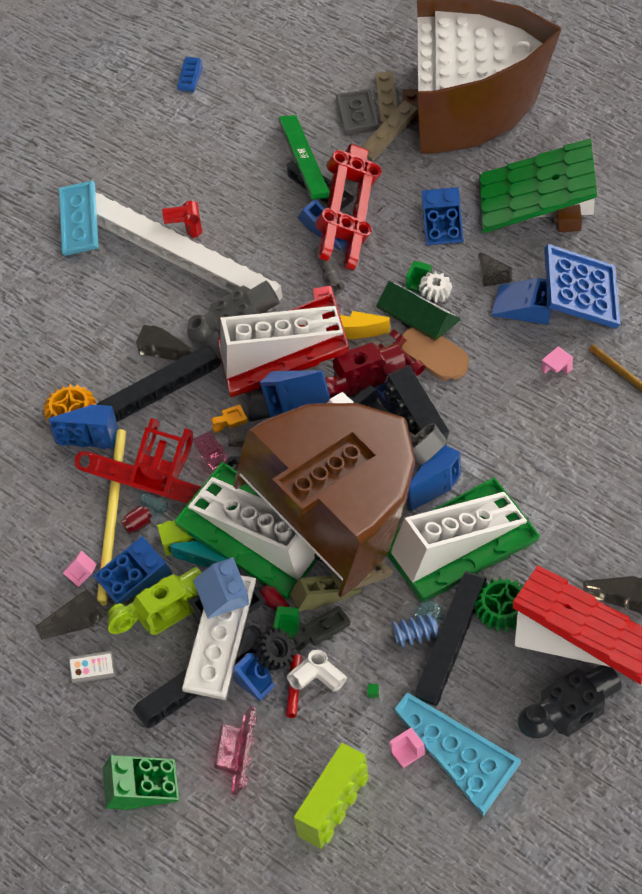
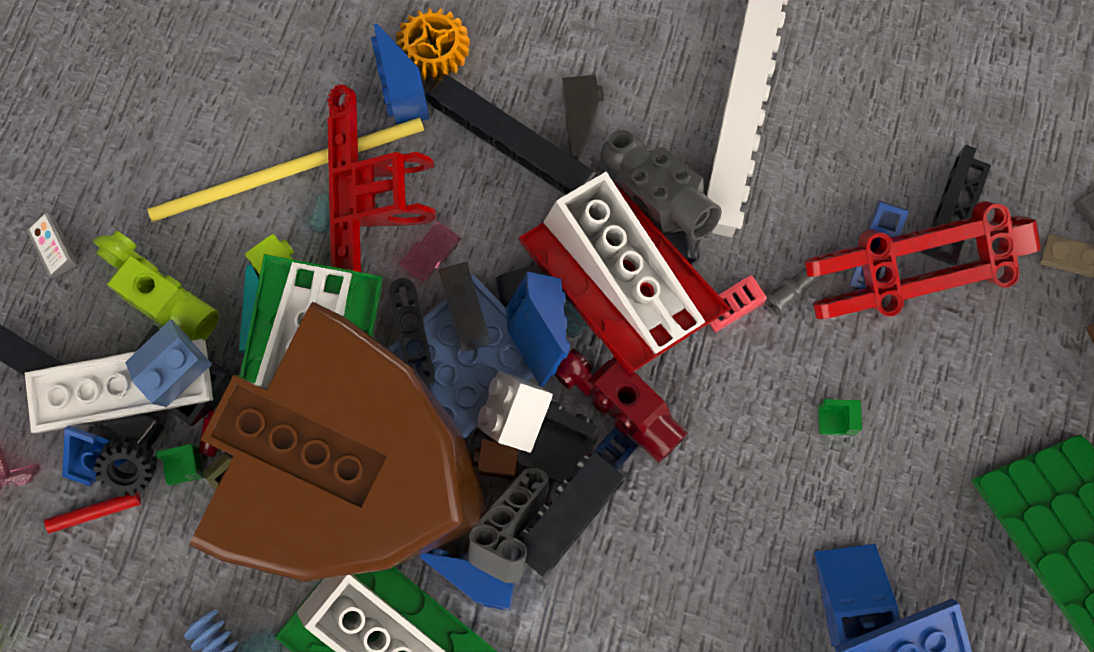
camera: 60 degrees right, 20 degrees up
(74, 616) = (120, 194): clear smoke slope -> none
(79, 568) = (189, 166): bright pink panel -> none
(132, 571) = (199, 235): blue slope -> none
(136, 519) = (285, 202): dark red brick -> none
(186, 213) = (806, 47): red piece -> none
(230, 417) = (490, 256): light orange plate -> none
(304, 157) = (989, 163): green tile -> none
(316, 667) = (105, 524): white piece -> none
(322, 628) = (179, 508): pearl dark grey plate -> none
(365, 325) = (714, 366): yellow slope -> none
(373, 690) = (114, 621): green piece -> none
(416, 311) = (774, 439): dark green slope -> none
(417, 366) = (710, 429): dark red bar -> none
(435, 287) = (840, 449): white gear -> none
(440, 356) = (710, 493): medium nougat tile -> none
(442, 216) = (969, 409): blue slope -> none
(493, 271) = (896, 523): clear smoke slope -> none
(568, 219) = (1045, 610): reddish brown brick -> none

